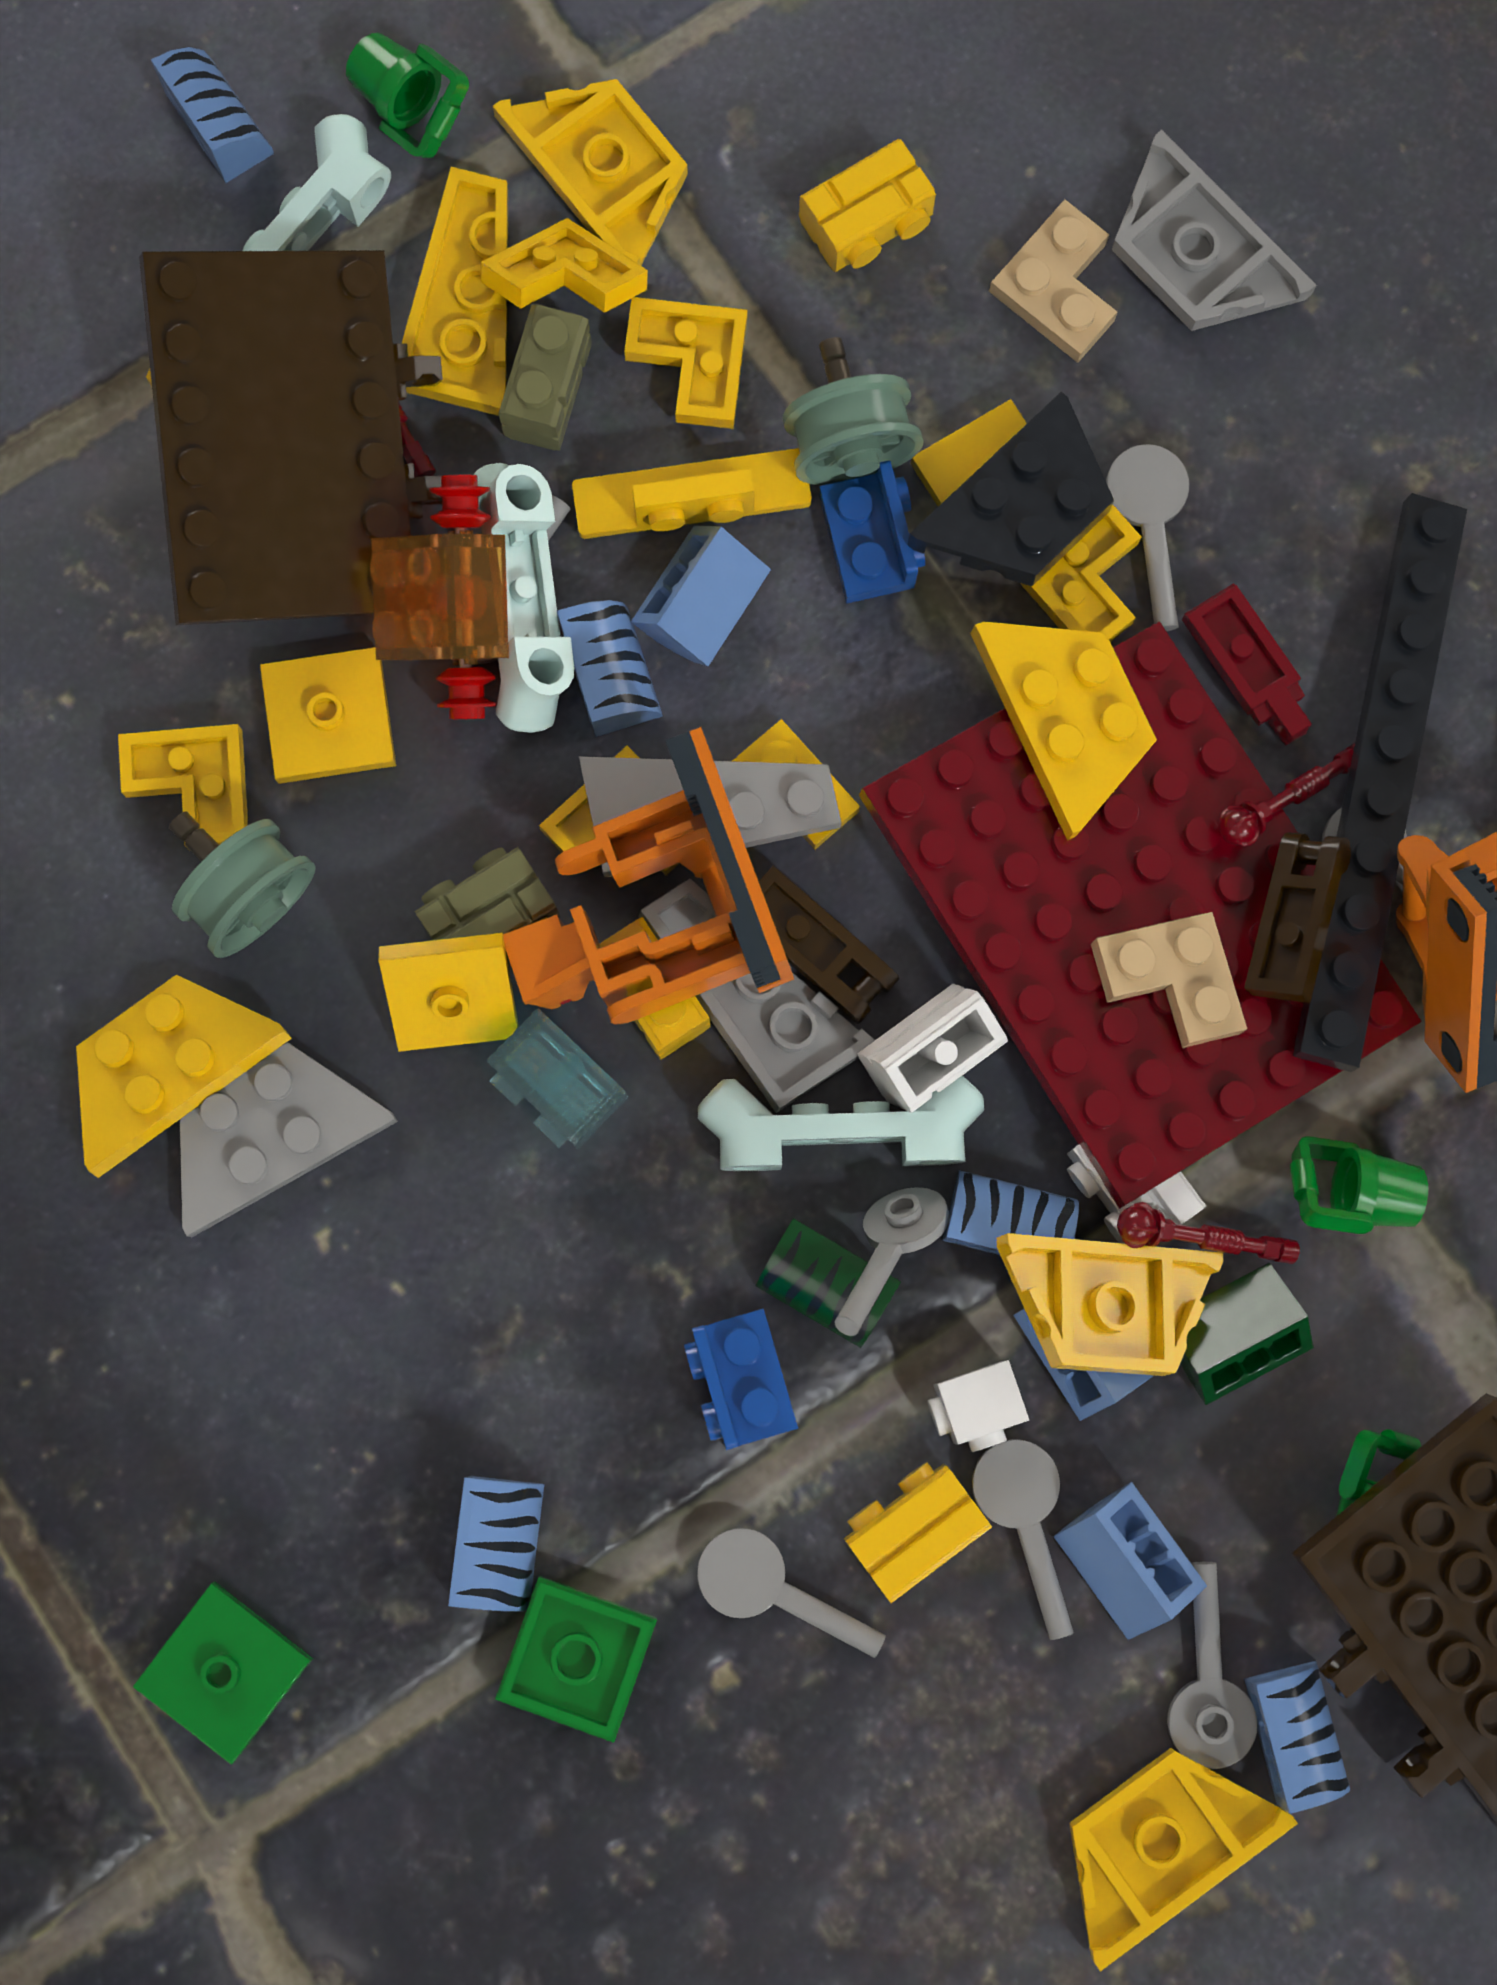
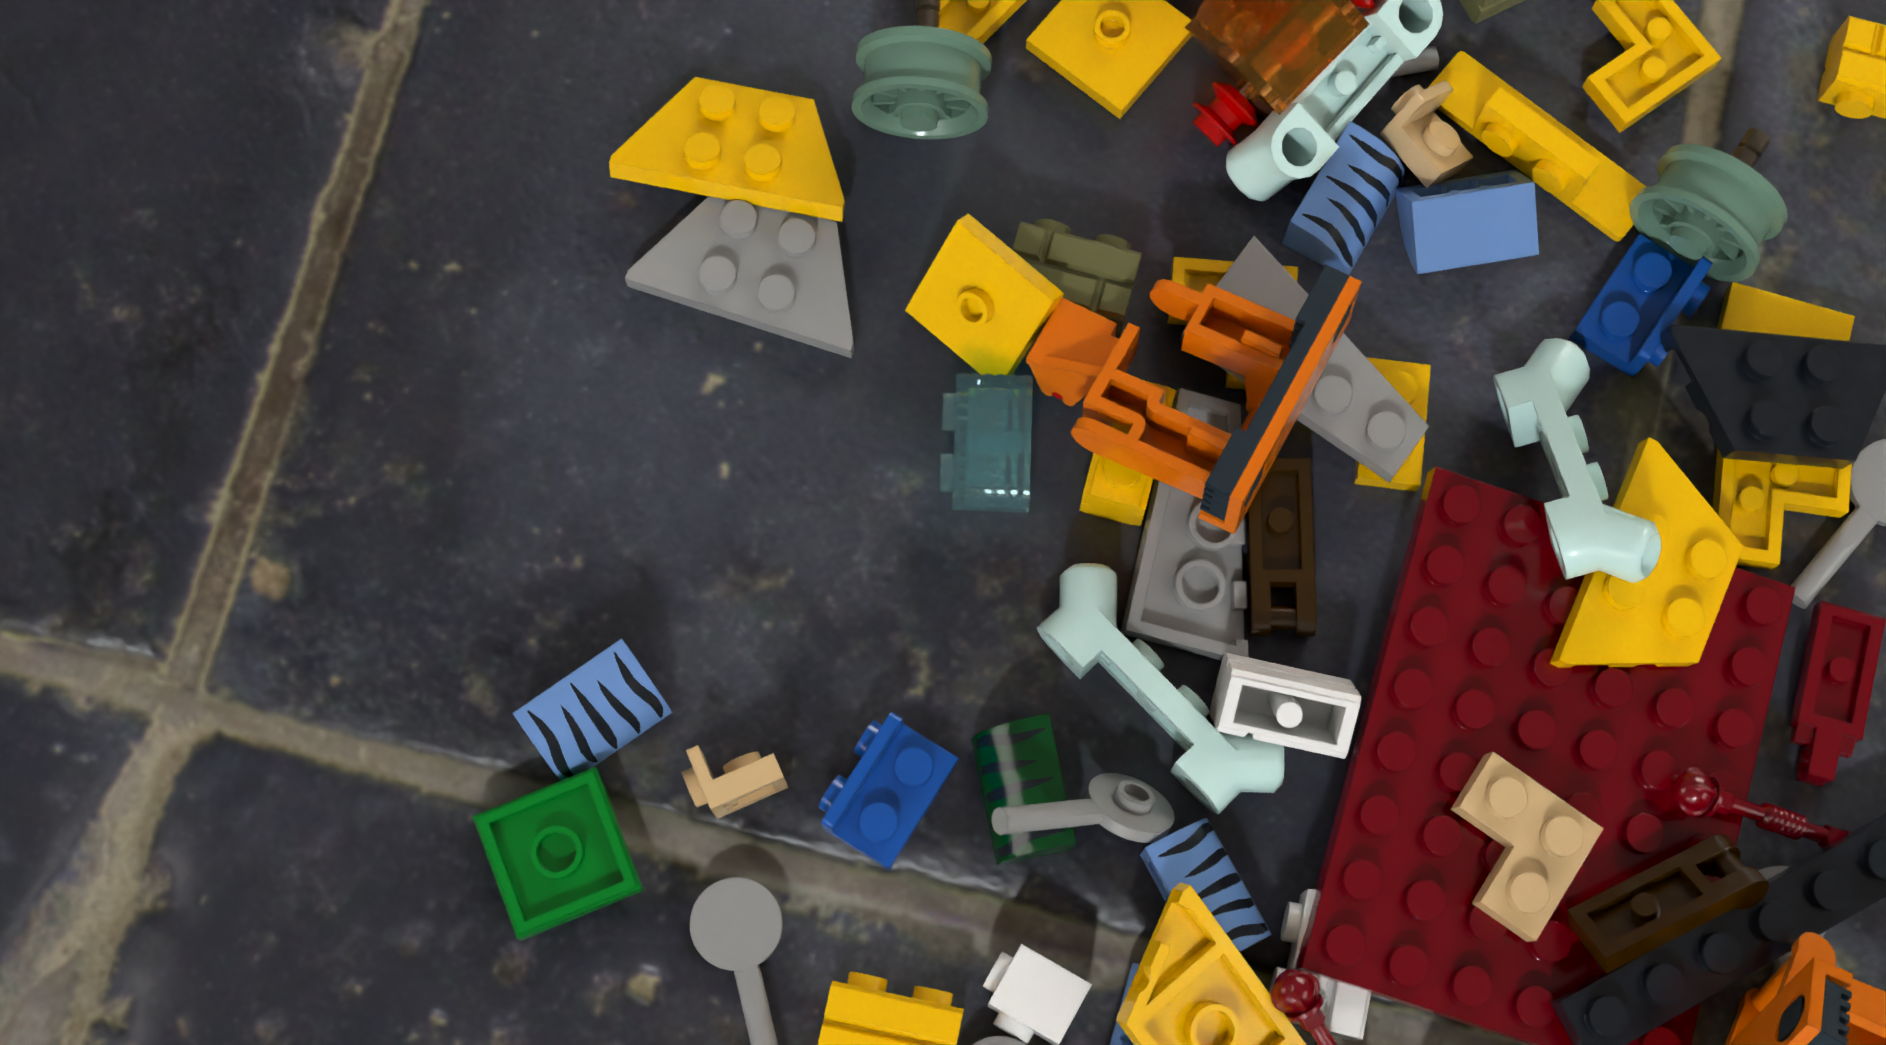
camera: 50 degrees right, 5 degrees down
(223, 1672) = (319, 596): green plate -> none
(614, 569) = (1424, 140): none -> tan bracket
(645, 1476) = (744, 781): none -> tan bracket
(999, 733) = (1580, 527): none -> light aqua plate

